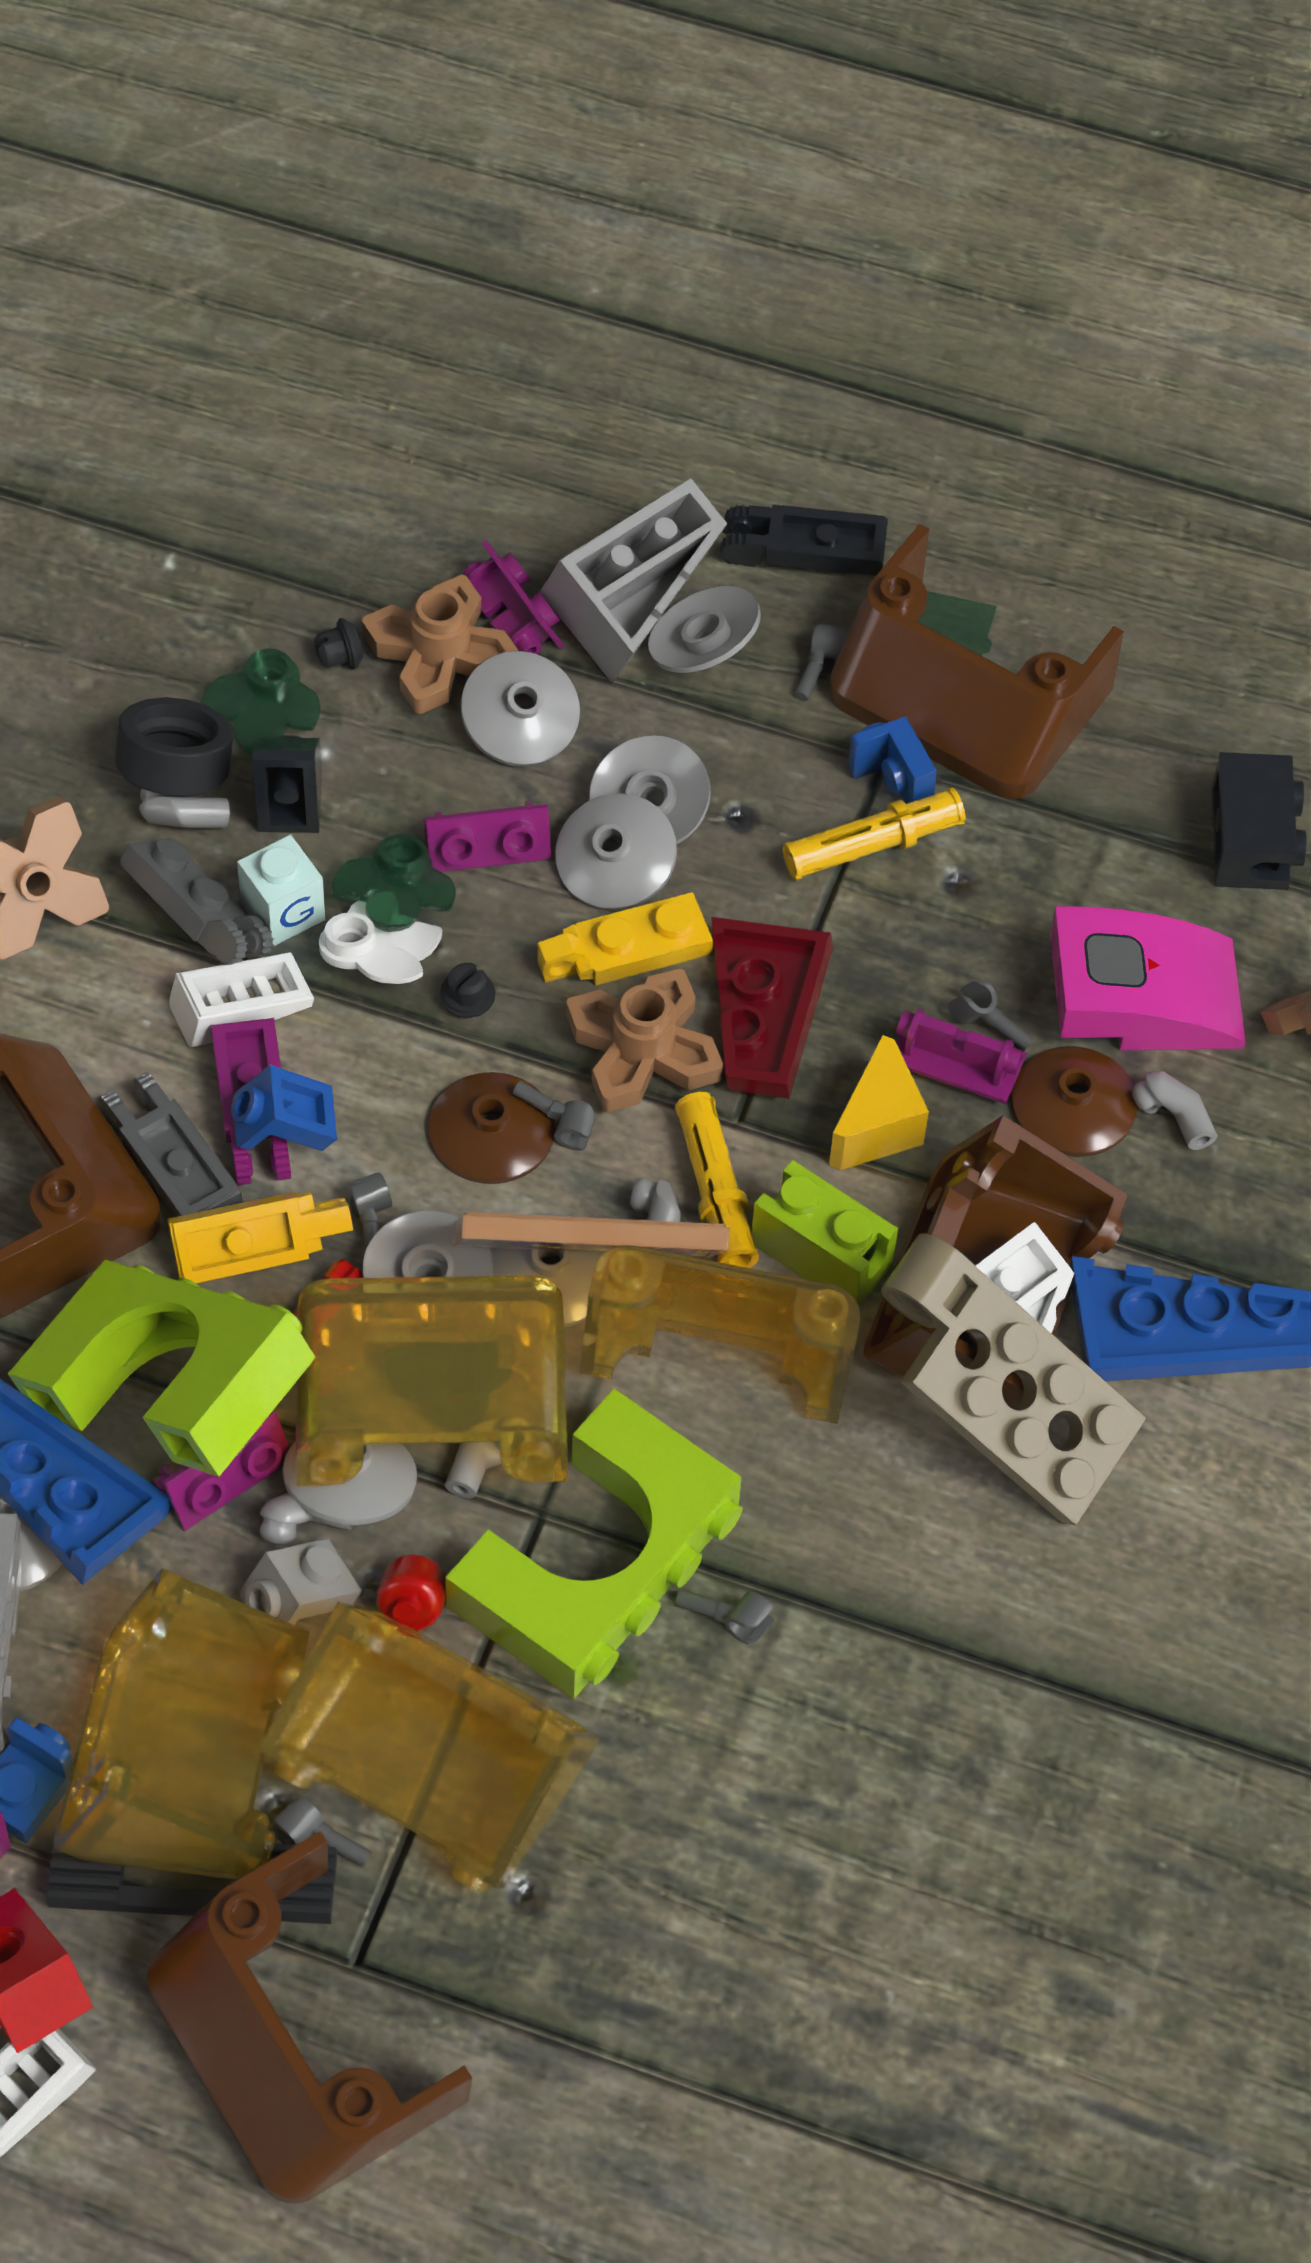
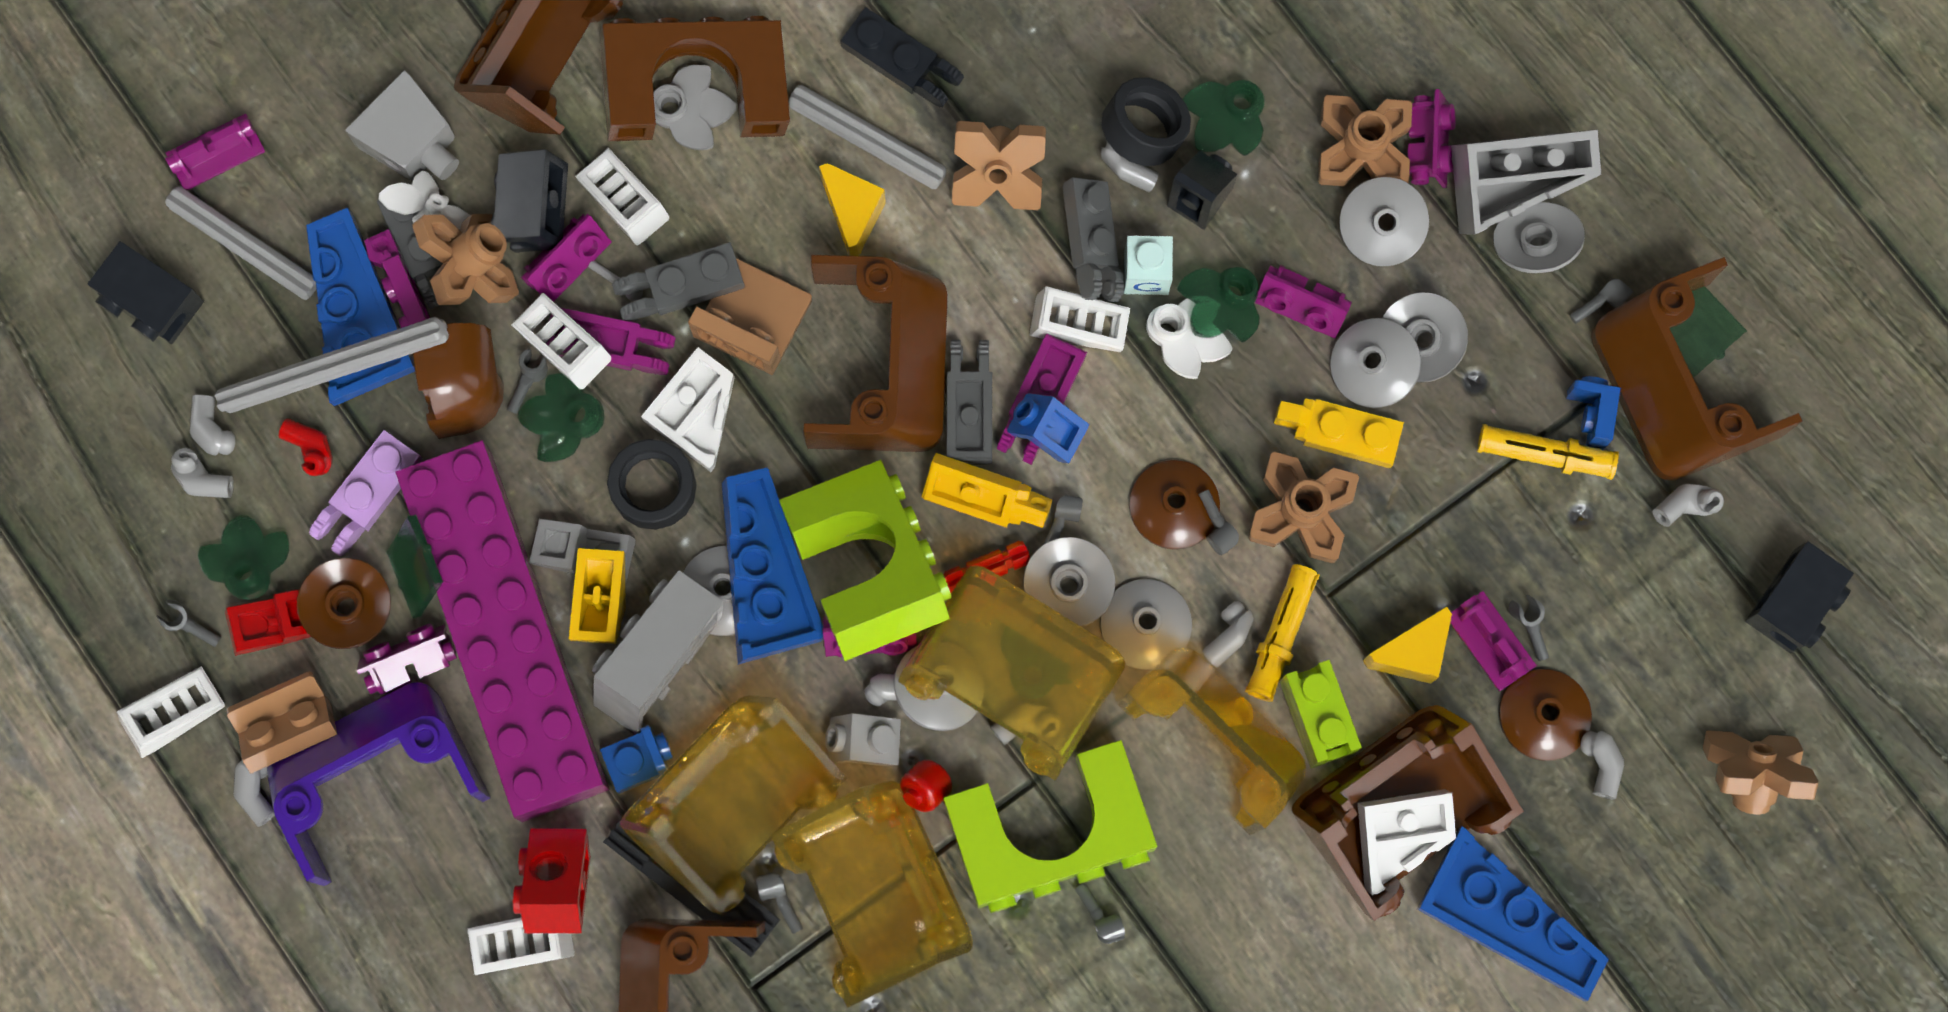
camera: 35 degrees right, 20 degrees up
(339, 645) = (1300, 103): black piece -> none
(467, 991) = (1219, 404): black piece -> none
(588, 1234) = (1167, 638): medium nougat tile -> none
(767, 1000) = (1399, 527): dark red wing -> none
(805, 538) = (1656, 207): black hinge -> none
(949, 1293) = (1368, 876): hinge -> none
(1064, 797) = (1688, 500): none -> light grey arm
(1144, 980) = (1646, 666): dark pink slope -> none

